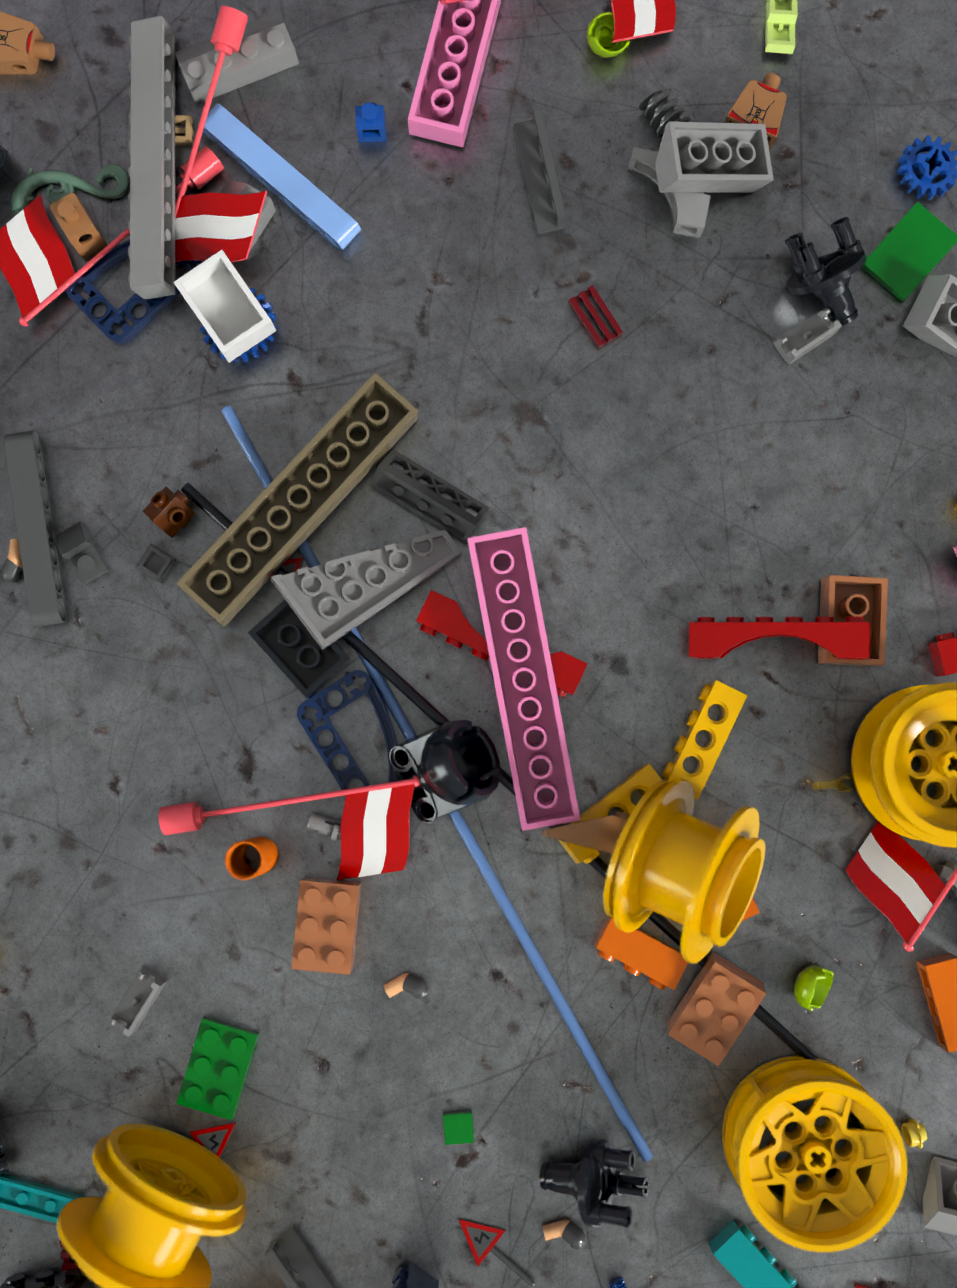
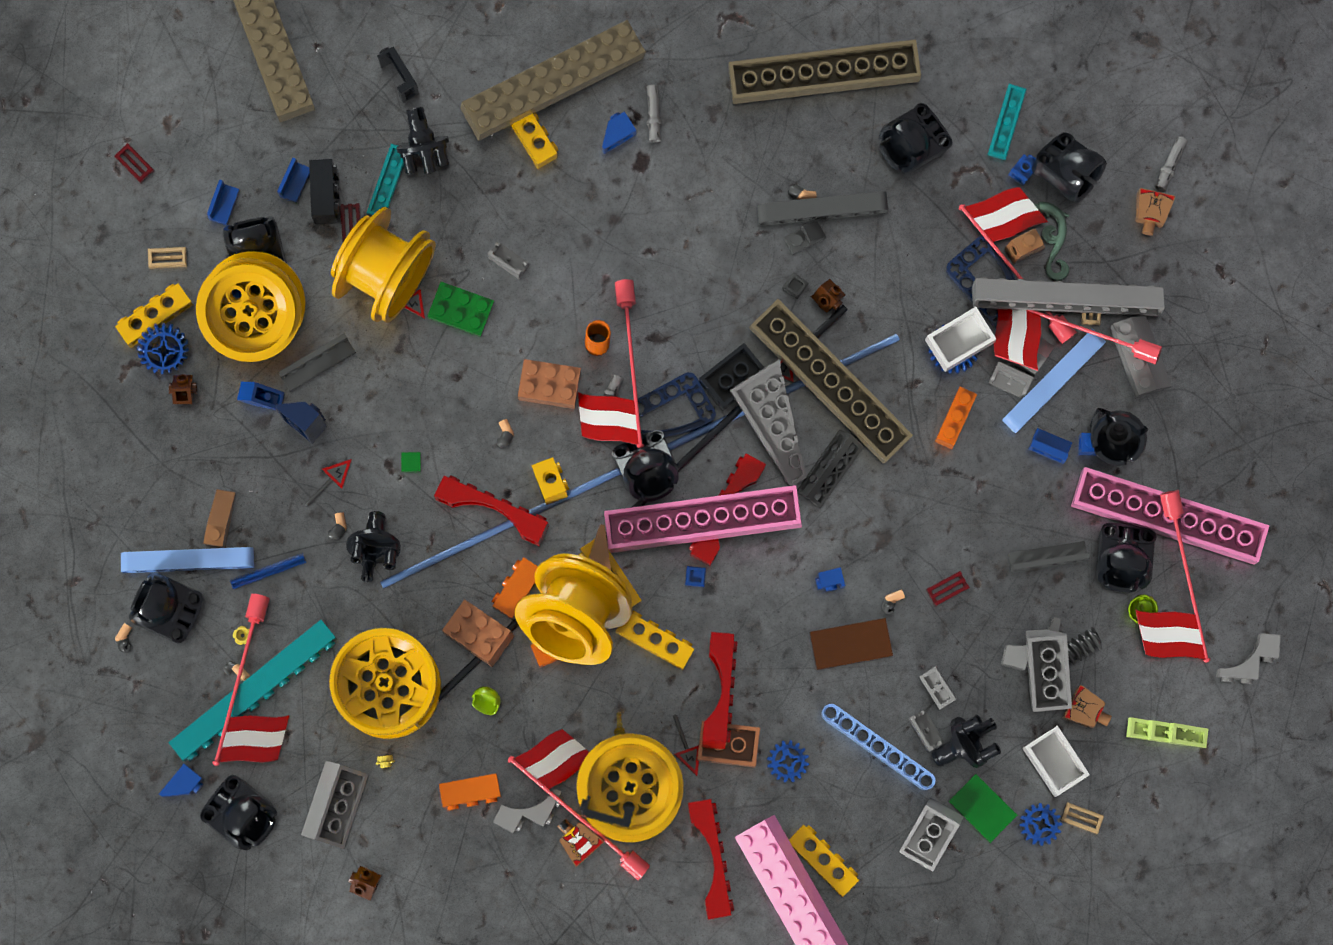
camera: 90 degrees right, 5 degrees down
(281, 239) = (1010, 380): none -> light grey hinge
(342, 315) = (955, 417): none -> orange brick
(359, 67) = (1114, 445): none -> black piece
(376, 179) = (1050, 445): none -> blue panel
(463, 926) = (551, 491): none -> yellow brick
(505, 1058) = (456, 494): none -> red arch
(533, 59) = (1125, 557): none -> black piece
(596, 486) = (830, 580): none -> blue brick
(603, 685) = (695, 576): none -> blue tile
(618, 398) = (890, 600): none -> arm
(686, 452) = (851, 644): none -> reddish brown tile
(744, 320) = (938, 687): none -> light grey hinge
(840, 146) = (1056, 761): none -> white piece
(845, 393) = (887, 747): none -> light blue beam
(866, 677) = (689, 755): none -> piece
(870, 544) = (790, 770): none -> blue gear
(906, 133) = (1066, 812): none -> tan tile

